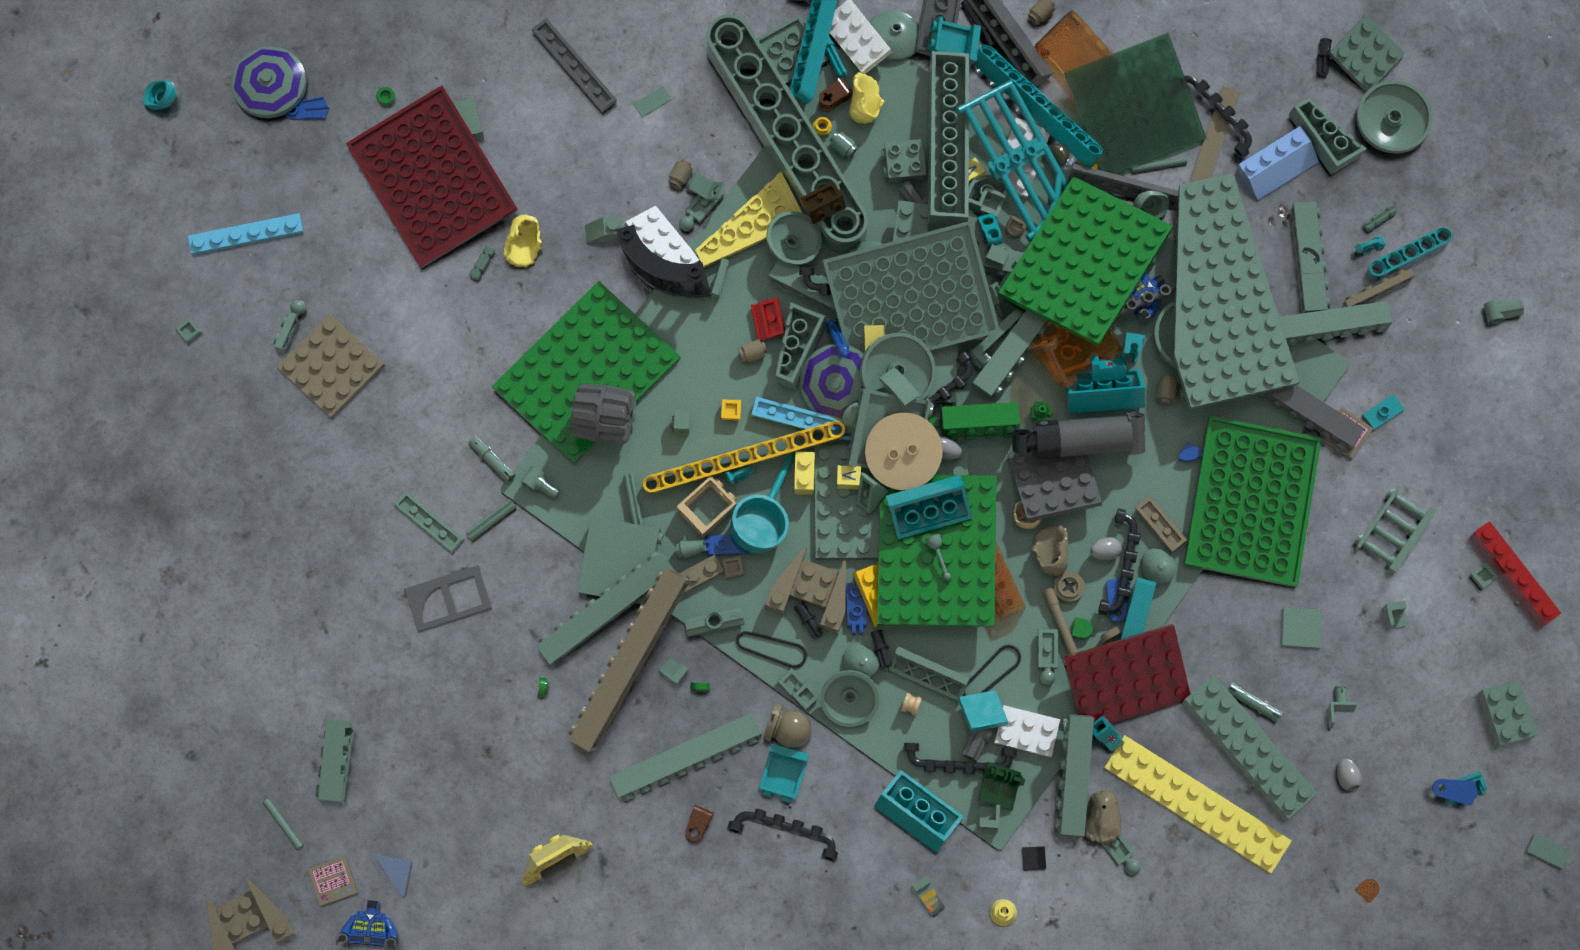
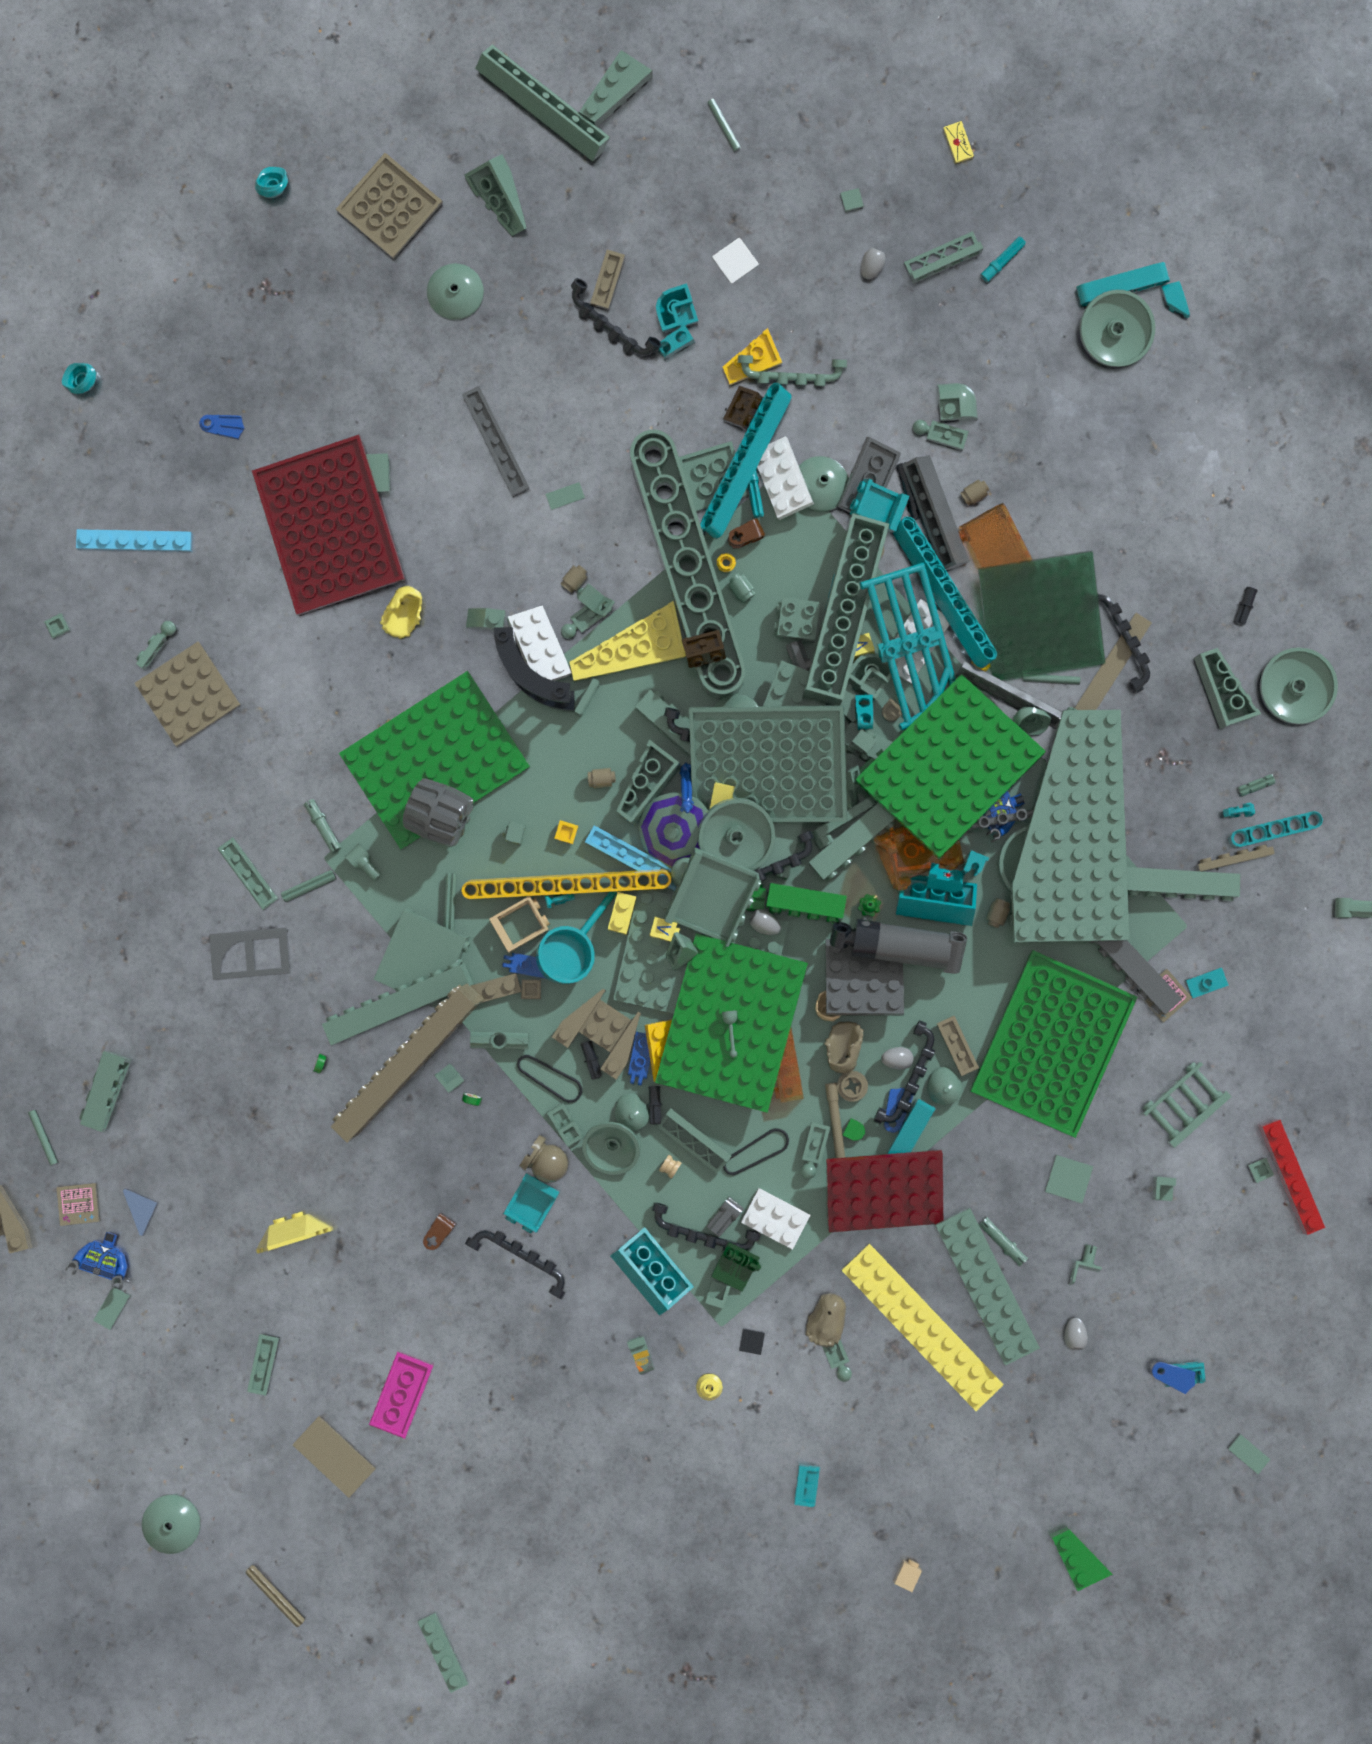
camera: 15 degrees right, 10 degrees up
(268, 82) = (190, 389): dish -> none
(385, 96) = (302, 430): green tile -> none
(482, 262) = (358, 623): sand green axle -> none
(685, 756) = (441, 1164): sand green brick -> none
(687, 549) = (493, 962): sand green cone -> none
(768, 319) = (624, 749): red plate -> none
(800, 231) = (674, 664): sand green dish -> none
(865, 99) = (775, 546): light yellow piece -> none
(899, 386) = (732, 854): sand green slope -> none
(903, 451) = (722, 919): tan plate -> none
(929, 506) = (732, 980): teal slope -> none
(983, 711) = (737, 1190): teal tile -> none
(1060, 153) = (954, 646): dark tan tile -> none
(1075, 776) = (810, 1275): sand green brick -> none
(1108, 735) = (854, 1242): teal leg -> none
(1110, 635) = (879, 1144): dark tan tile -> none
(1190, 453) = (1005, 981): blue tile -> none
(1277, 163) = (1169, 706): light blue slope -> none
(1309, 257) = (1175, 810): sand green brick -> none
(1366, 53) = (1289, 612): sand green plate -> none
(1368, 889) = (1065, 1448): clear orange tile -> none
(1507, 714) = (1246, 1312): sand green brick -> none

